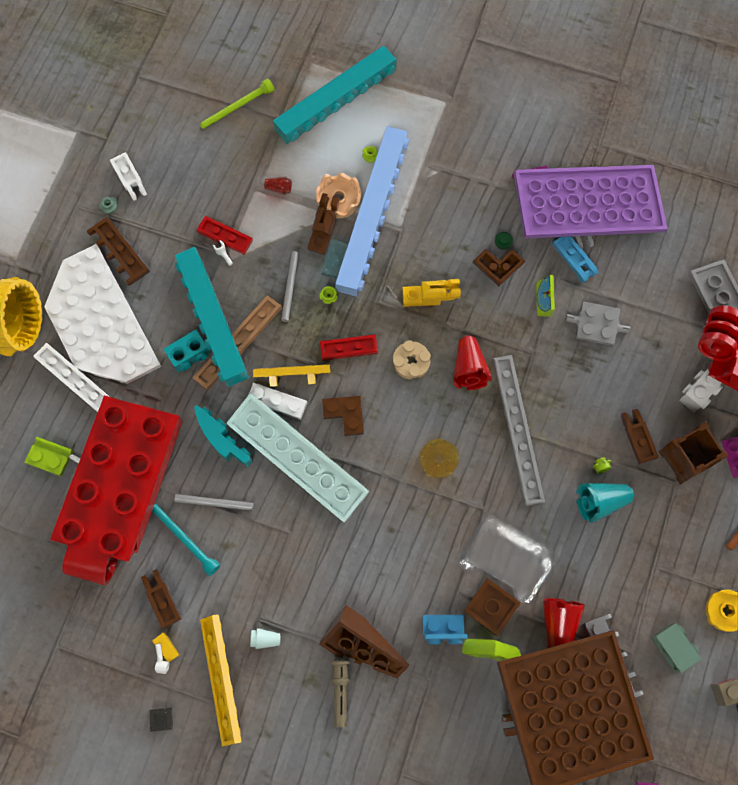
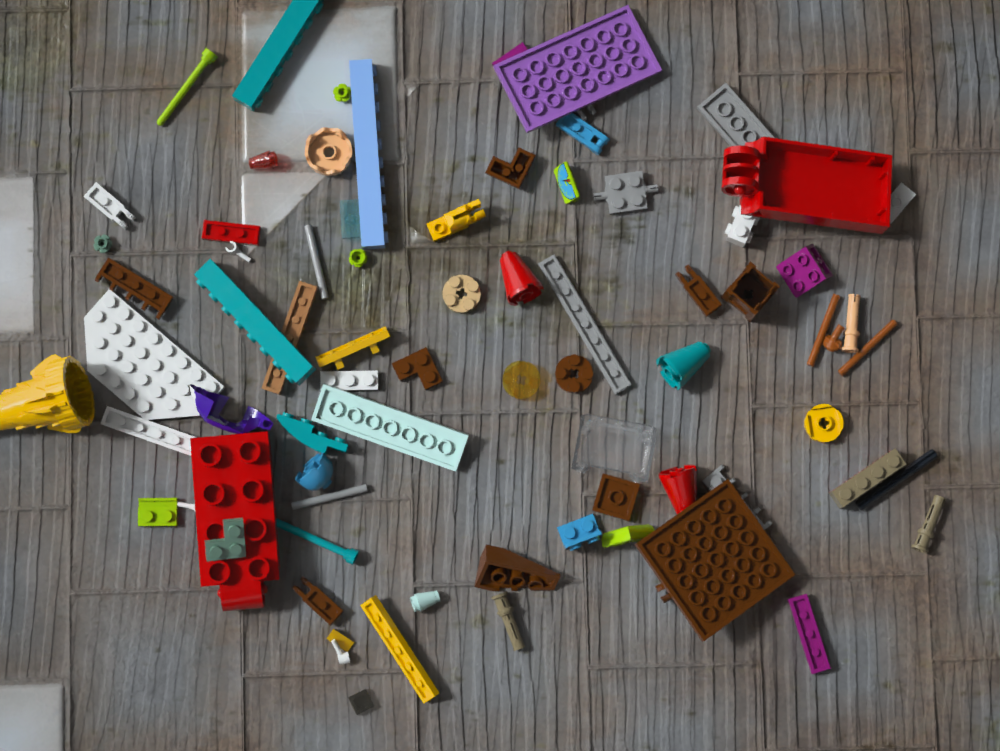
camera: 20 degrees left, 10 degrees up
(94, 509) = (231, 545): none -> sand green plate
(138, 376) = (211, 404): none -> dark purple animal
(184, 347) = (241, 361): teal brick -> none
(210, 474) = (316, 473): none -> dark azure cylinder
(323, 225) = (326, 190): reddish brown plate -> none
(348, 347) = (397, 302): red tile -> none
(496, 461) = (575, 363): none -> reddish brown plate
(503, 240) = (507, 139): dark green plate -> none
(602, 465) = (672, 331): lime plate -> none
(676, 647) = (788, 472): sand green brick -> none

